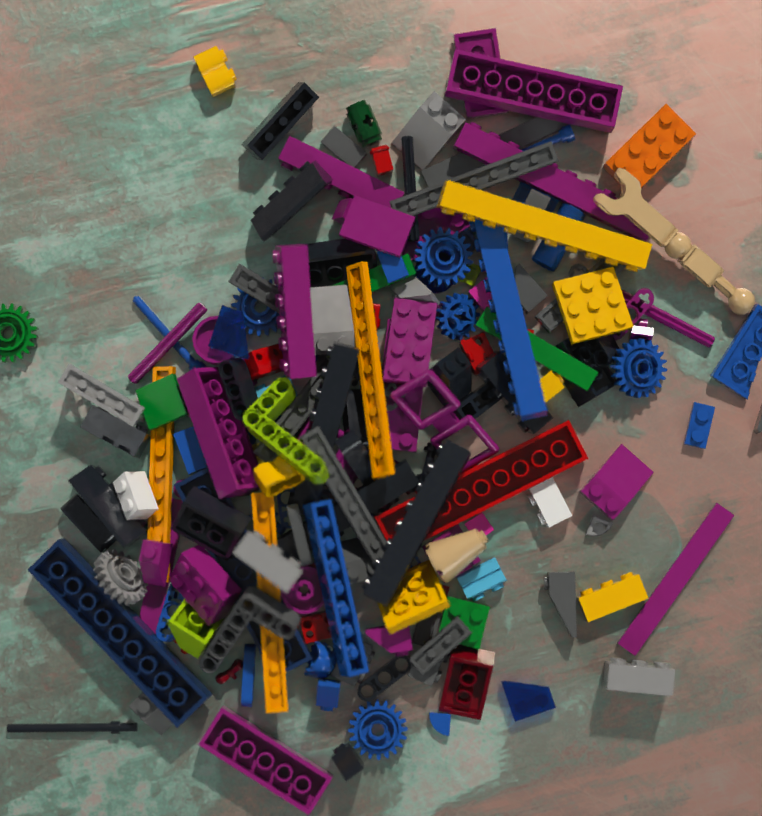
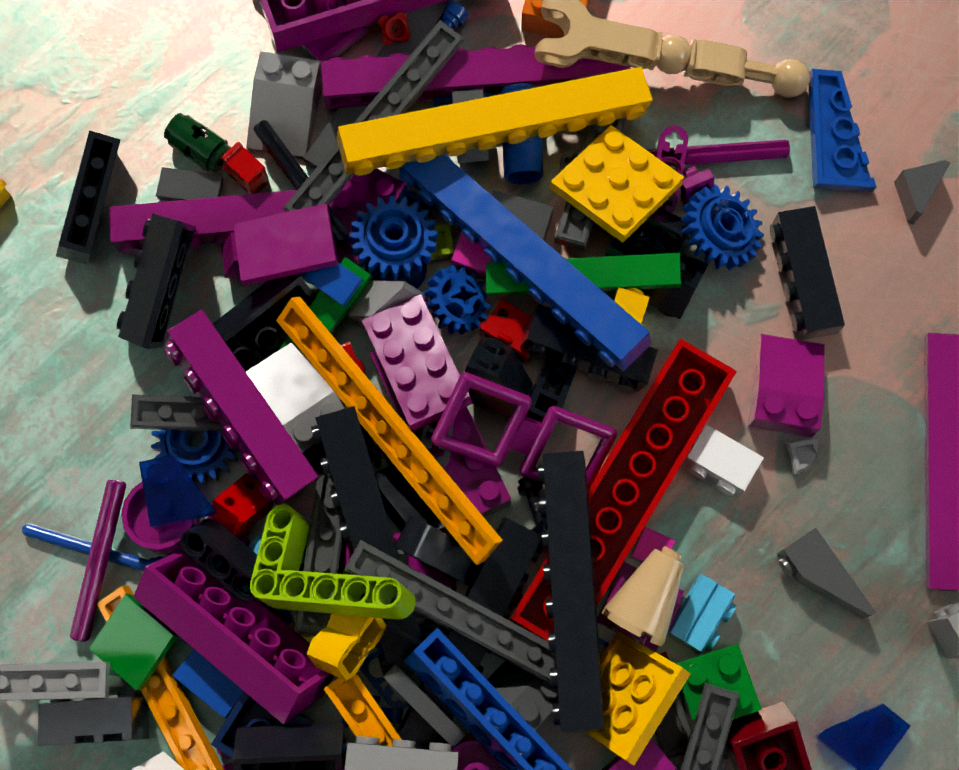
camera: 30 degrees left, 10 degrees down
(524, 129) = (401, 34): none -> red plate
(612, 596) = (882, 531): yellow brick -> none
(670, 425) = (807, 273): none -> black brick
(699, 425) = (843, 255): blue plate -> none

